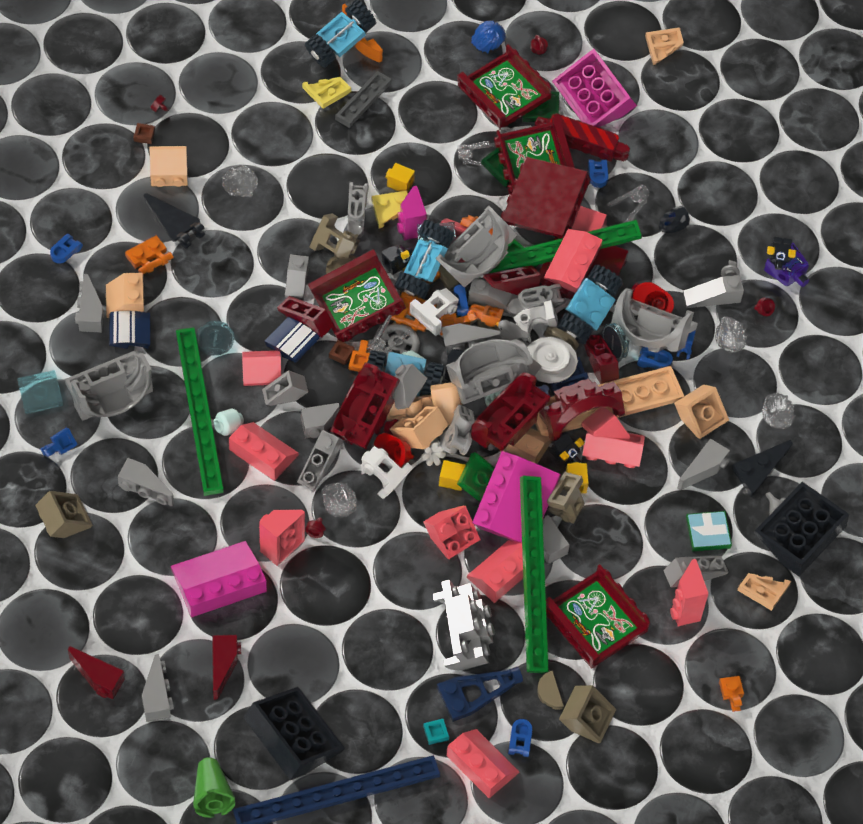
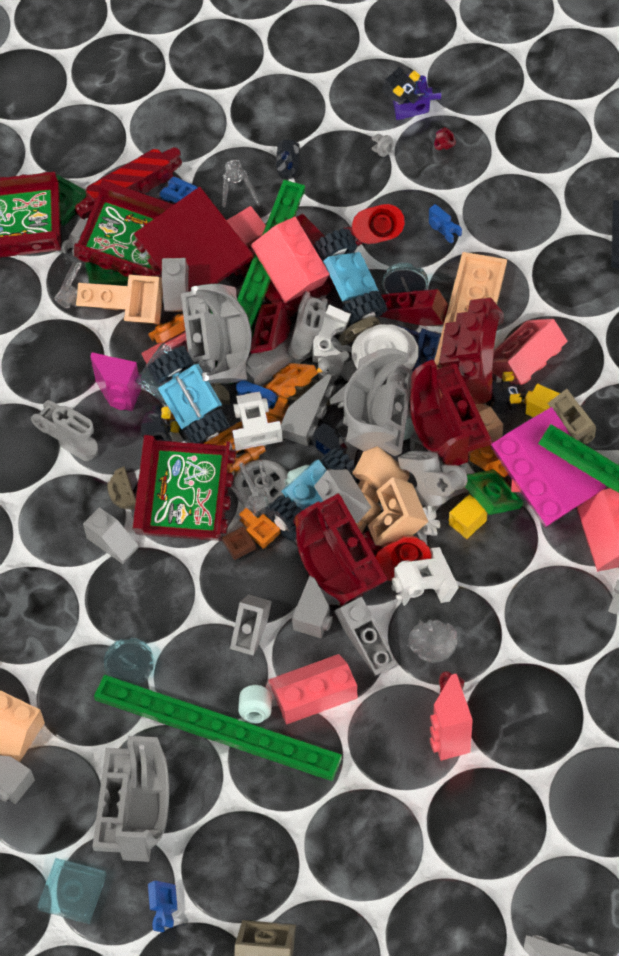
camera: 50 degrees left, 0 degrees up
(129, 329) = (55, 746): dark blue slope -> none
(141, 480) = (274, 835): light grey slope -> none
(219, 578) = (452, 820): dark pink slope -> none
(224, 660) = (566, 869): dark red slope -> none
(261, 367) = (202, 632): coral slope -> none
(292, 339) = (187, 584): dark blue slope -> none
(308, 314) = (168, 552): dark red slope -> none
(347, 241) = (81, 474): dark tan tile -> none
(387, 206) = (83, 398): light yellow wing -> none
(400, 178) = (55, 371): yellow brick -> none
(452, 530) = (537, 553): coral slope -> none
(486, 189) = (139, 299): none -> light nougat plate
(507, 201) = (174, 282): none -> light grey slope
(594, 91) = (80, 142): dark pink slope -> none
(605, 424) = (511, 340): coral slope -> none
(654, 326) = (412, 237): light grey piece -> none
(661, 359) = (447, 257): blue plate -> none
(663, 43) = (66, 57): light nougat wing -> none
(702, 410) = (532, 253): light nougat slope -> none
(705, 465) = (595, 279): light grey slope -> none
(715, 292) = (399, 170): light grey slope -> none
(730, 335) = (463, 184): clear hair -> none
(778, 411) = (579, 191): clear hair -> none

